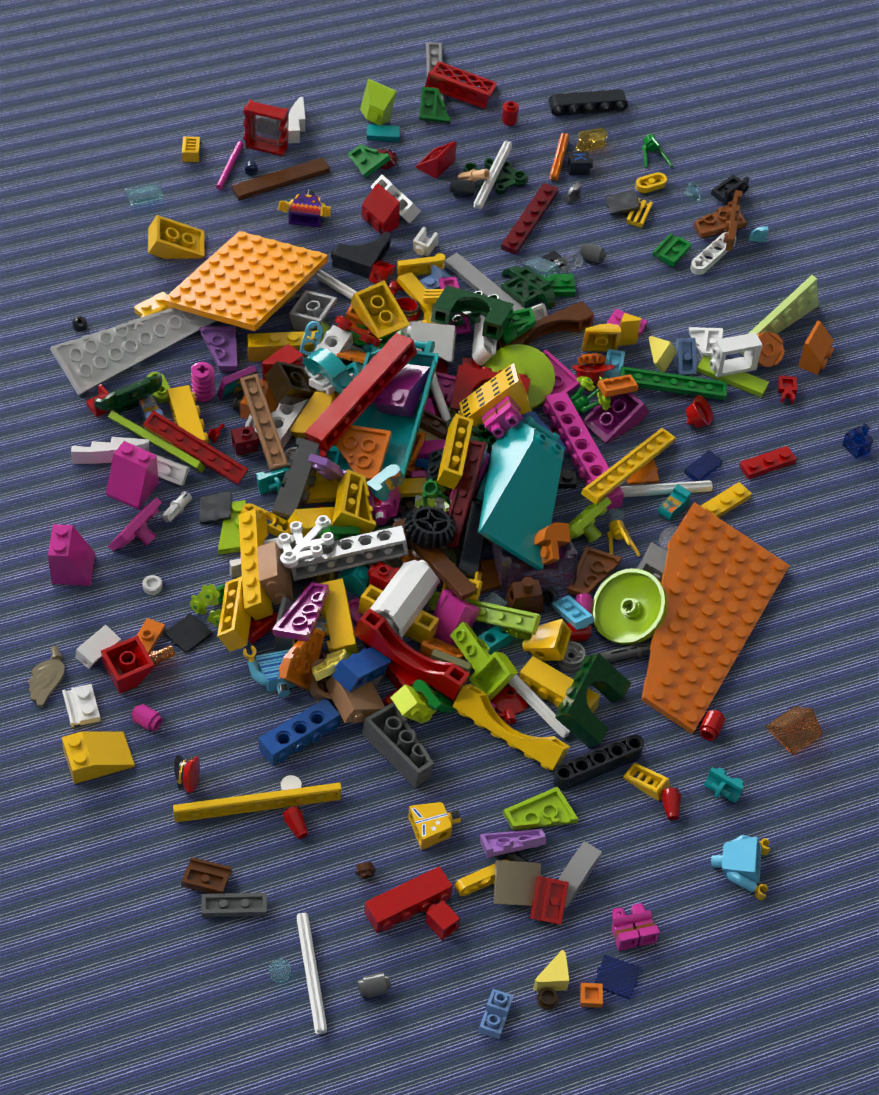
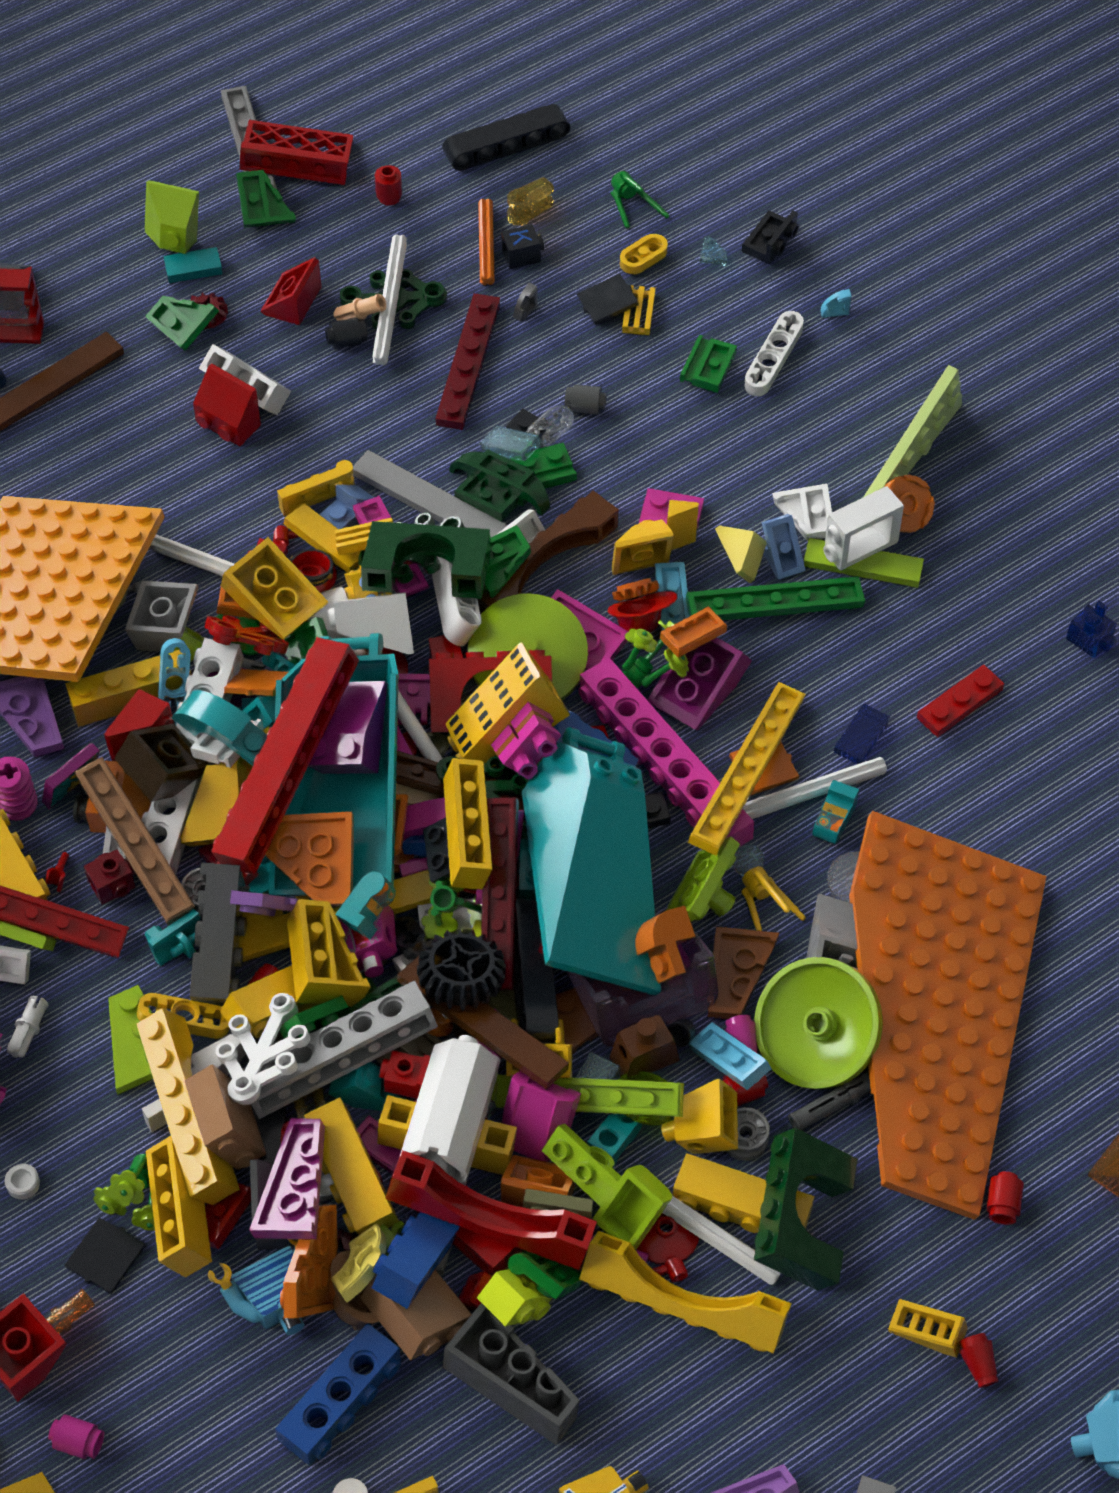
camera: 10 degrees left, 5 degrees up
(150, 633) = (41, 1278): orange plate -> none
(215, 507) = (92, 1011): black piece -> none
(296, 121) = (47, 277): white slope -> none
(305, 209) = (103, 432): torso -> none
(360, 258) = (215, 499): black arch -> none
(381, 271) = (254, 513): red bracket -> none
(423, 244) = (308, 456): white window -> none
(541, 811) = (774, 1432): lime wing -> none
(592, 768) = (836, 1330): black beam -> none
(699, 413) = (831, 642): red piece -> none
(715, 223) = (772, 294): dark orange wing -> none
(724, 785) = (1054, 1304): teal hips -> none
(727, 500) = (914, 786): yellow plate -> none
(731, 223) = (792, 300): dark orange wing -> none
(787, 387) = (955, 559): red plate -> none
(816, 349) = (985, 486): orange slope -> none

